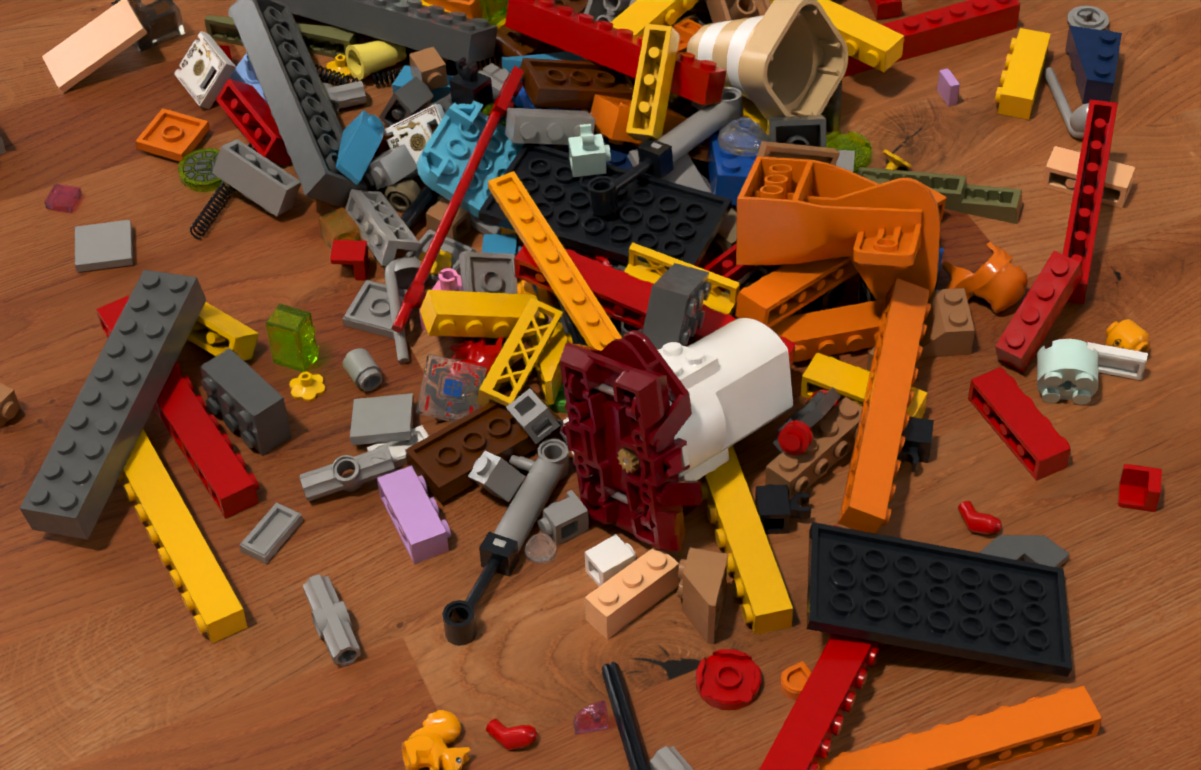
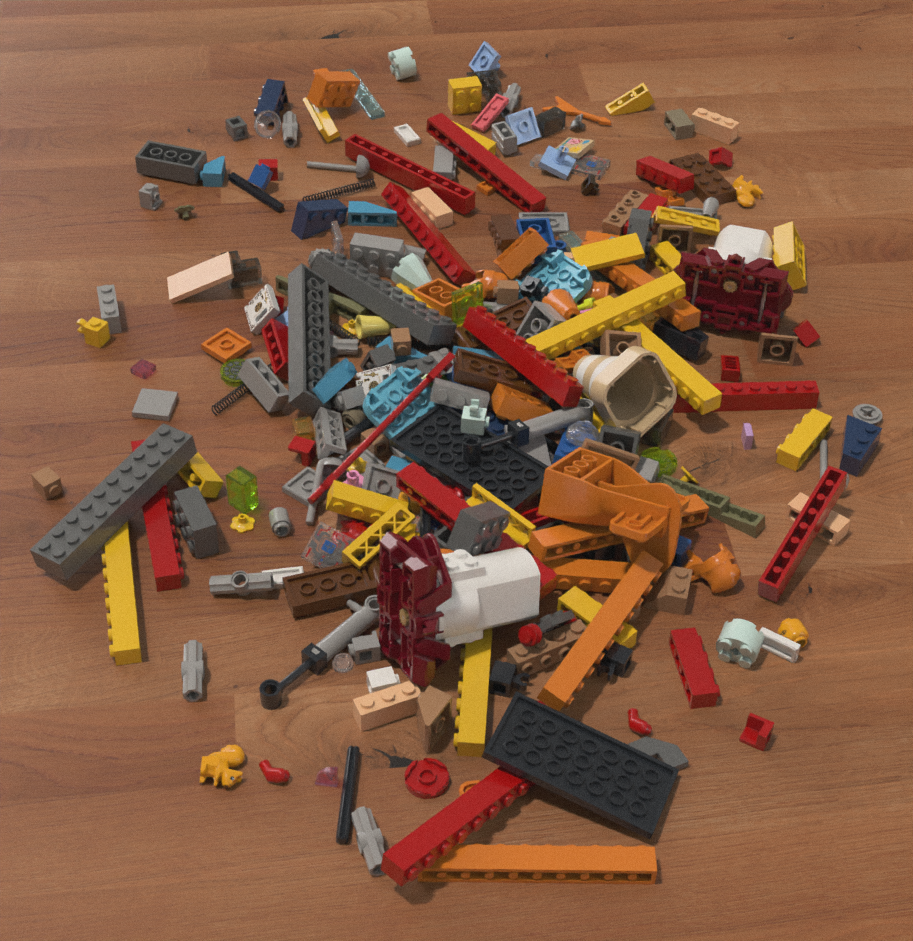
camera: 15 degrees right, 5 degrees down
(271, 533) = (180, 608): light grey tile -> none
(382, 419) = (278, 555): light grey tile -> none
(414, 514) = (272, 619): lavender brick -> none
(470, 85) = (419, 358): black brick -> none
(496, 476) = (332, 609): light grey brick -> none
(533, 416) = (367, 576): light grey brick -> none
(553, 261) = (418, 479): light orange plate -> none
(653, 82) = (531, 383): yellow brick -> none
(1038, 311) = (736, 597): red brick -> none

